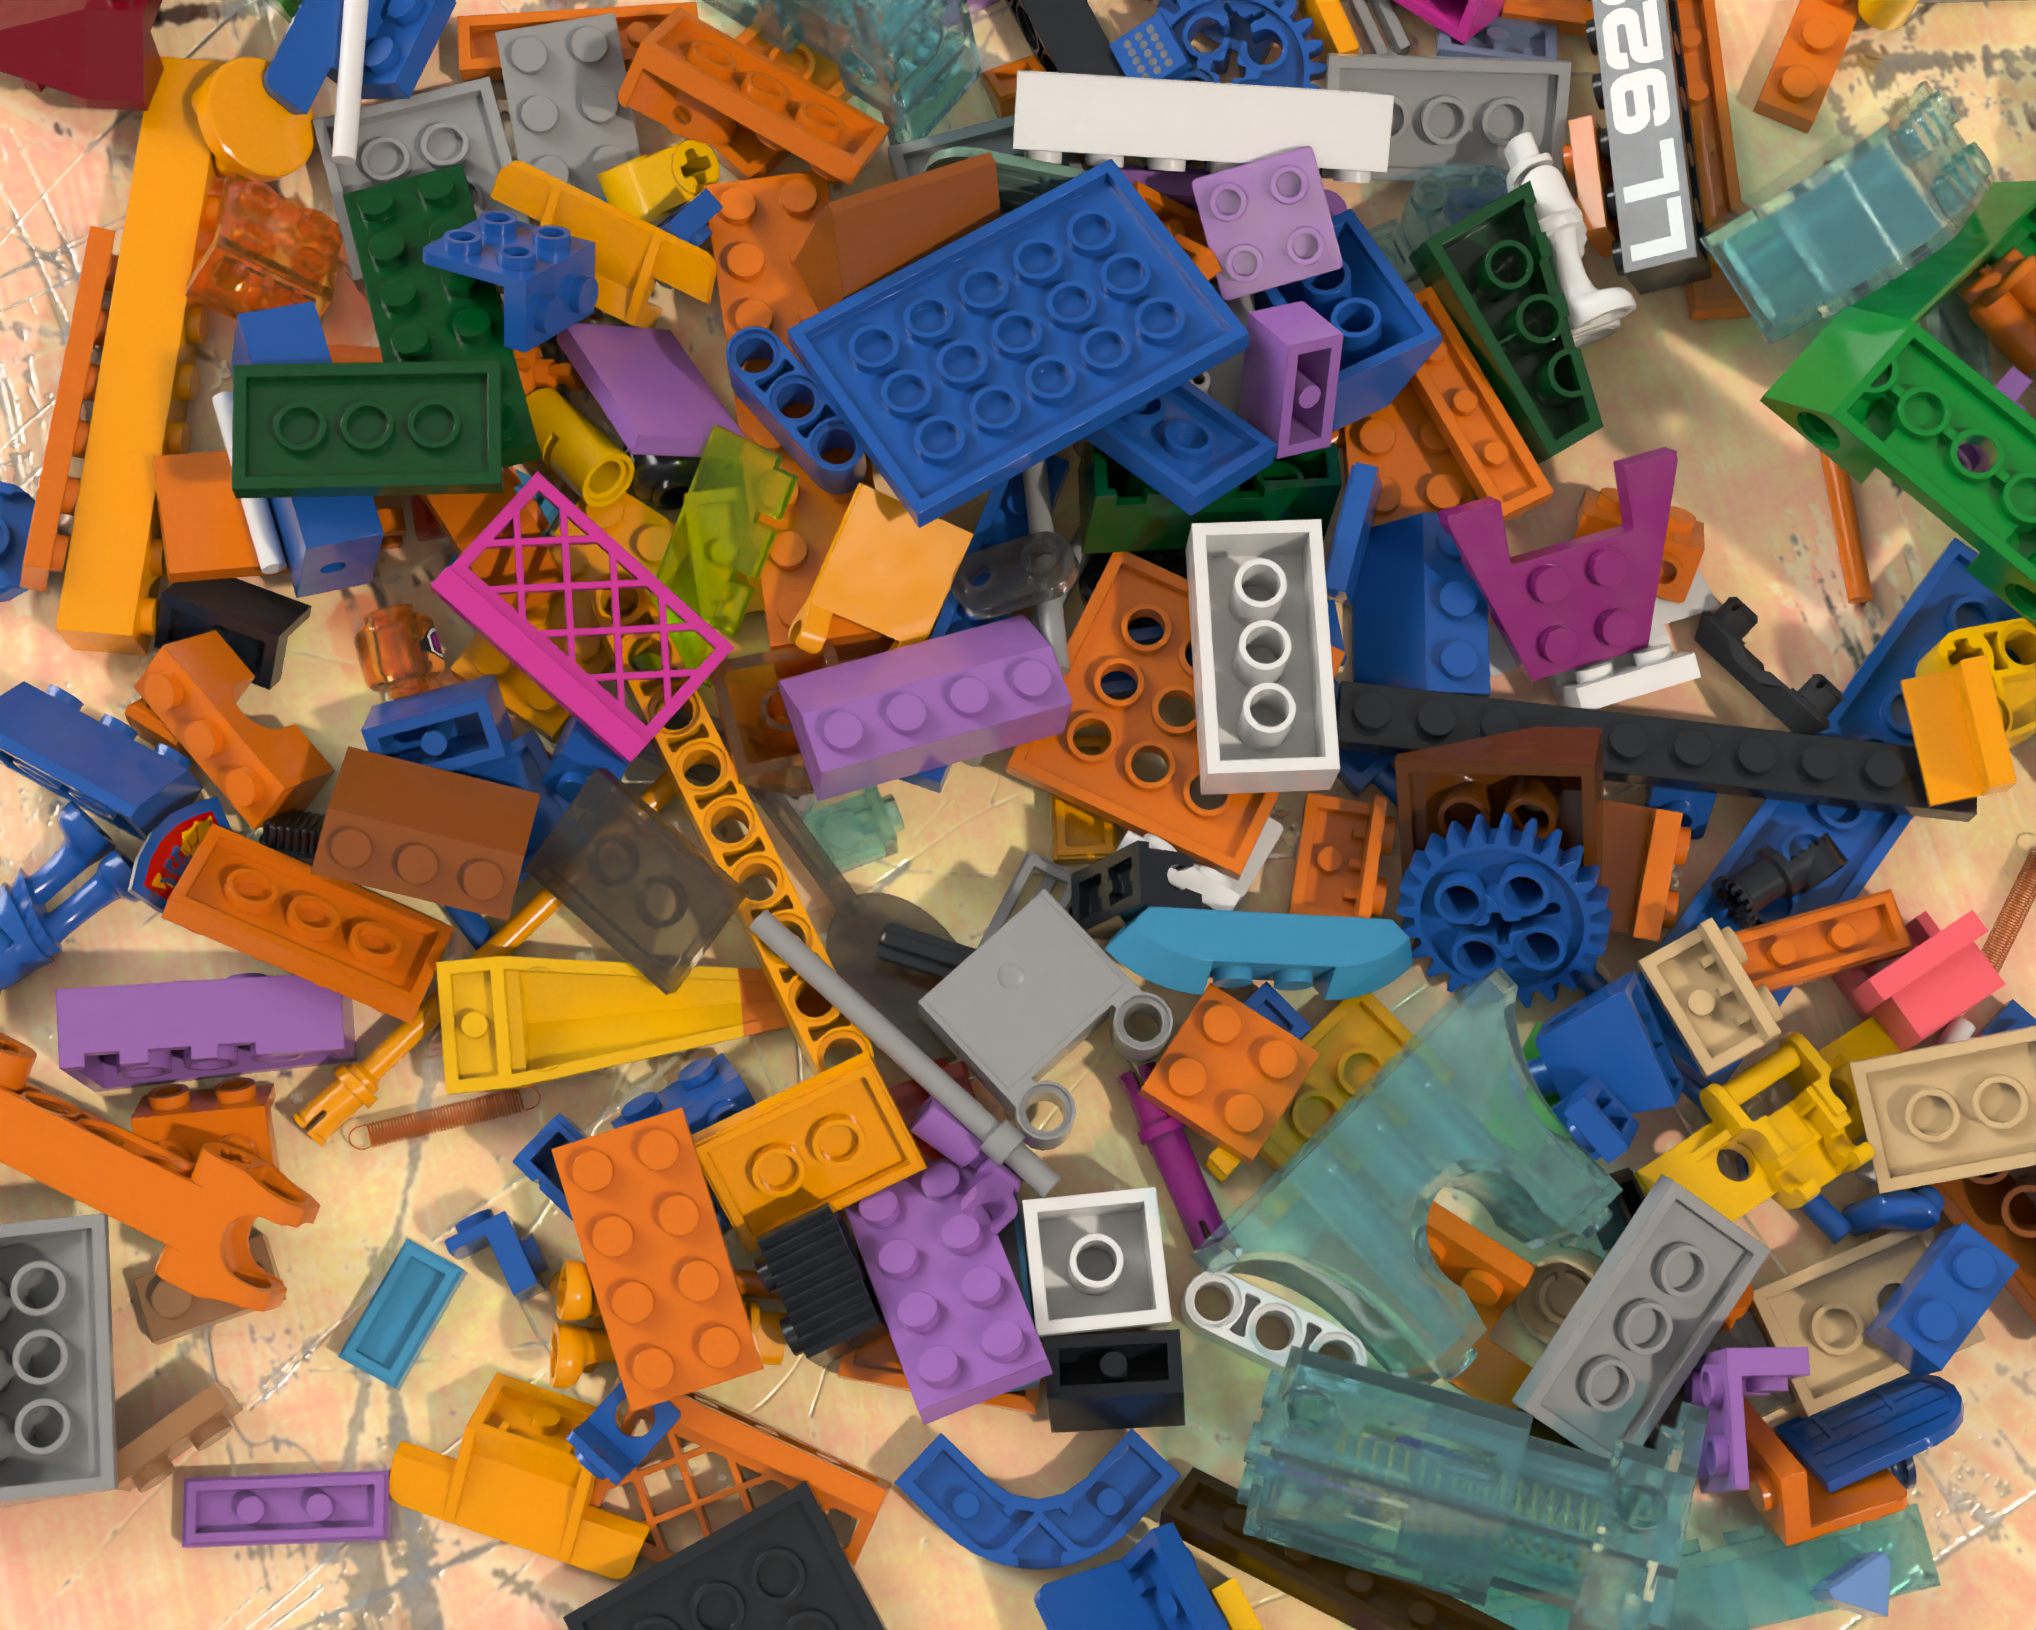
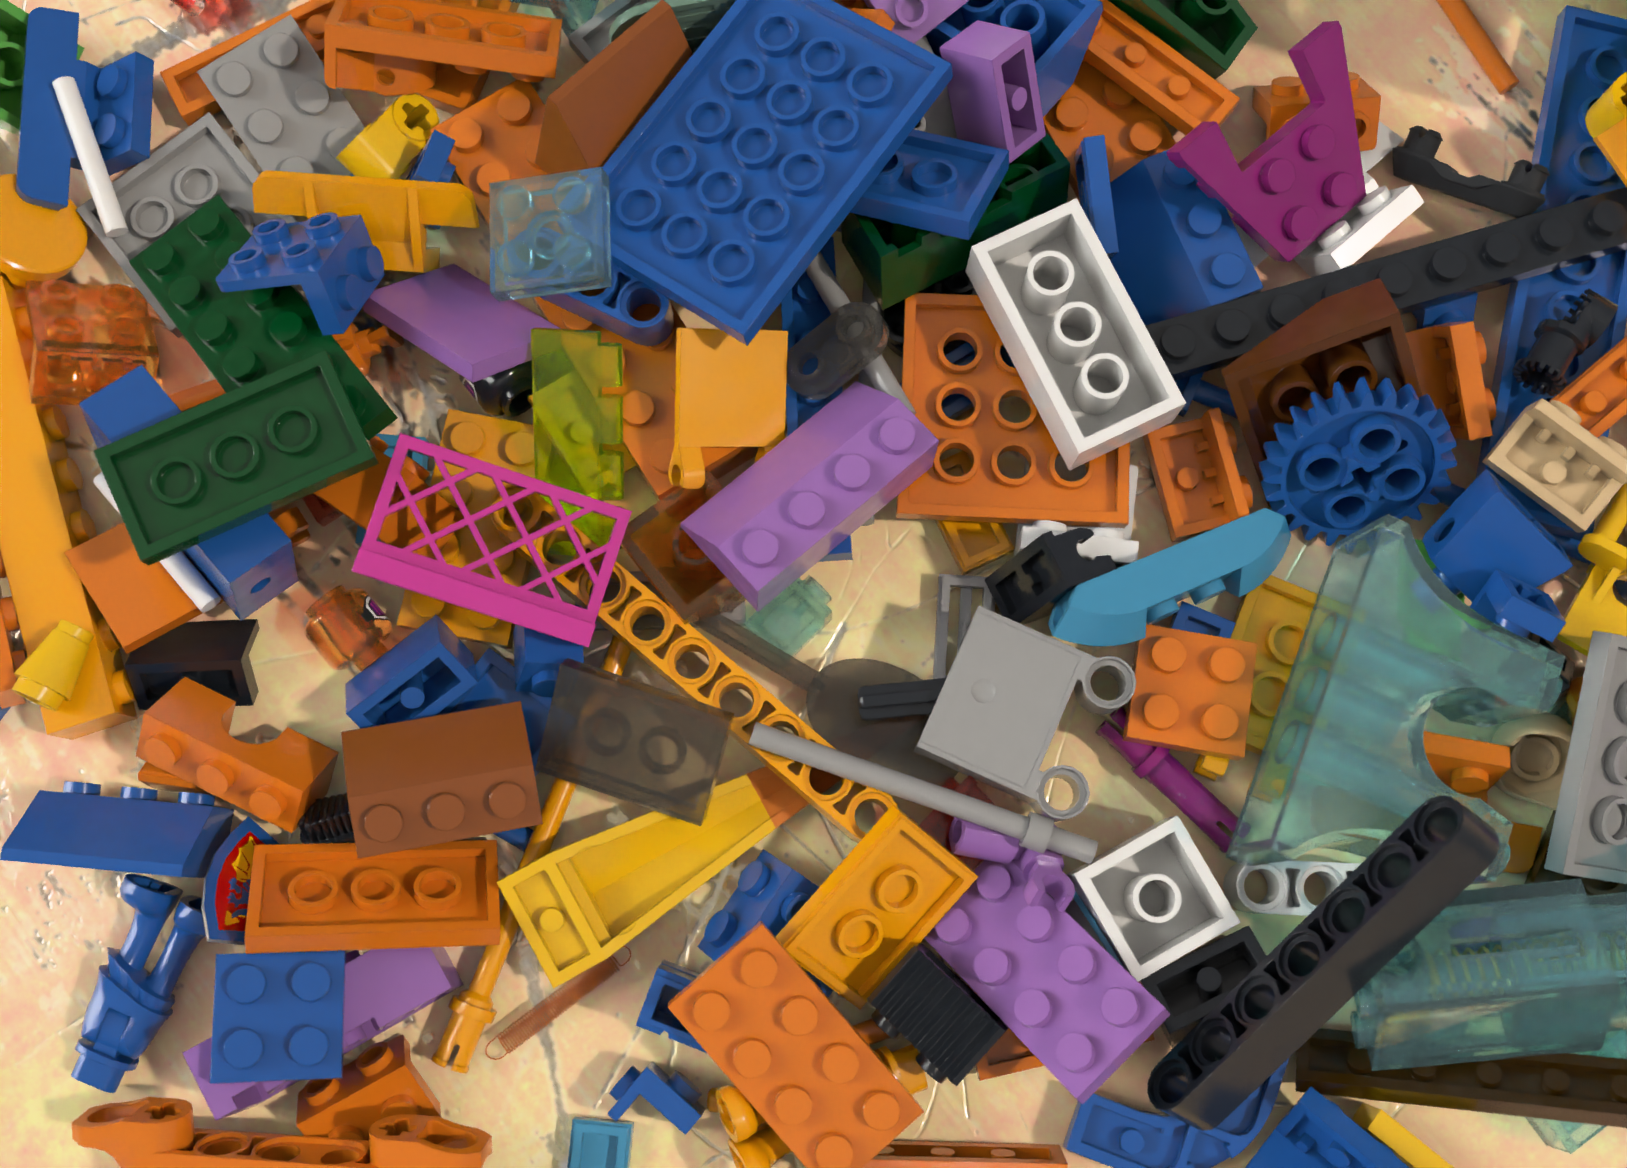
camera: 15 degrees left, 5 degrees up
(93, 564) = (54, 666): none -> yellow cone
(164, 996) = (278, 1017): none -> blue plate
(578, 449) = (423, 395): yellow pin -> none
(772, 338) = (550, 234): none -> clear light blue plate
(1226, 1385) = (1323, 962): none -> black beam

